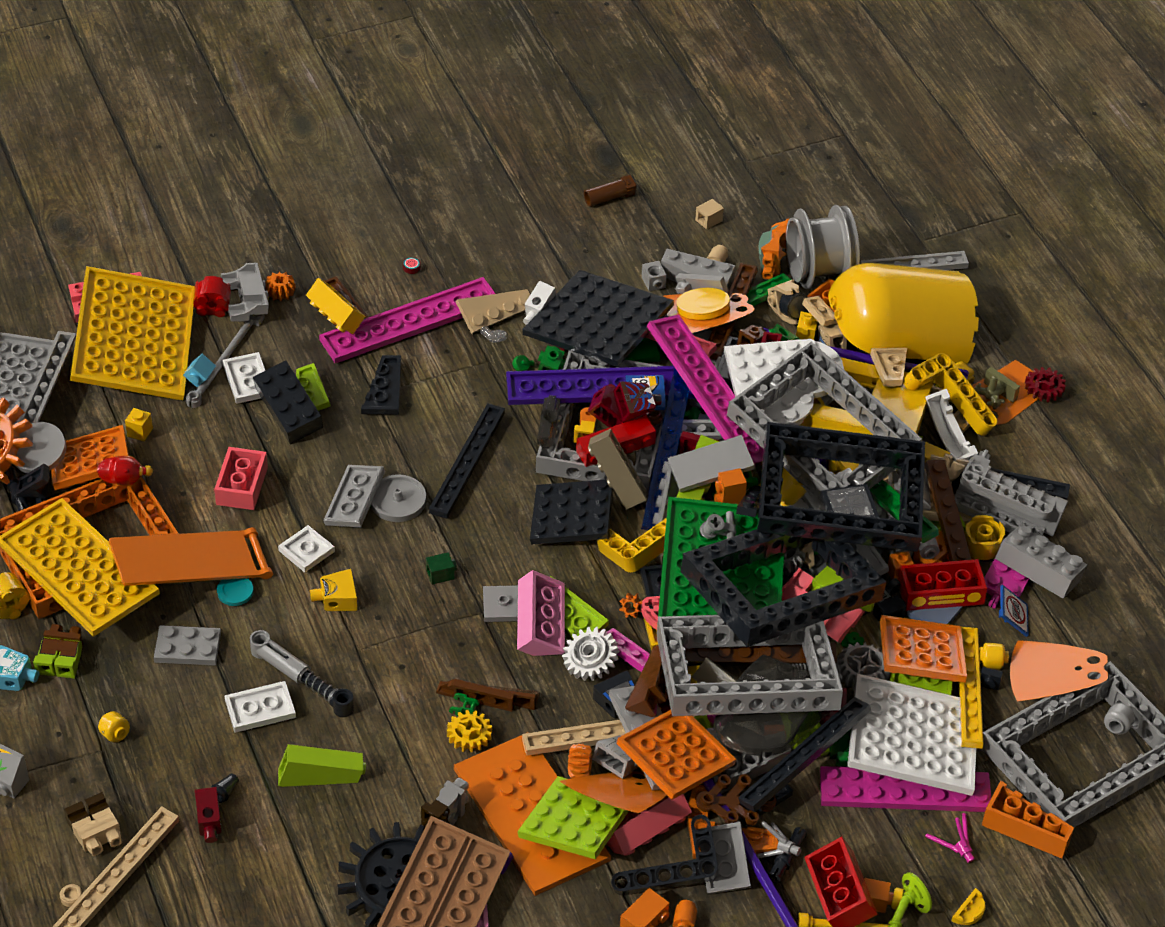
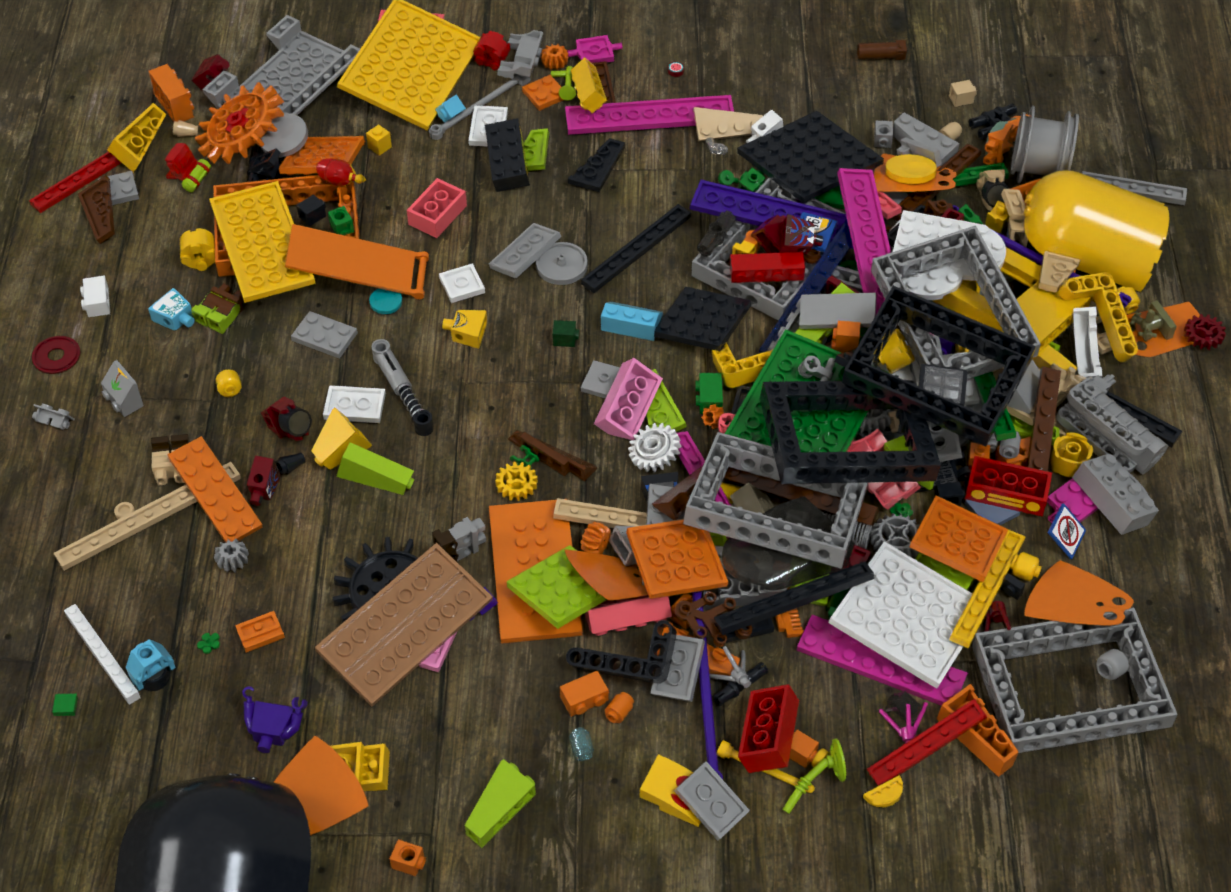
camera: 25 degrees right, 5 degrees up
(115, 518) = (311, 210): none -> black brick
(153, 520) = (341, 221): none -> green brick
(162, 841) = (214, 490): none -> orange plate
(200, 743) = (292, 422): none -> piece
(214, 901) = (231, 555): none -> light grey gear
(265, 748) = (335, 439): none -> yellow slope
(287, 326) = (543, 92): none -> orange plate
(314, 319) = (566, 92): none -> lime piece
(318, 265) = (595, 49): none -> dark pink plate
(500, 535) = (630, 320): none -> medium azure slope
(615, 582) = (709, 390): none -> green brick
(618, 469) = (755, 292): dark tan brick -> none
(752, 233) = (991, 118): none -> black pin
(799, 784) = (786, 624): none -> orange piece
(945, 821) = (898, 702): none -> clear smoke bracket
(988, 849) = (927, 743): none -> red tile
(991, 708) = (998, 613): none -> dark red plant

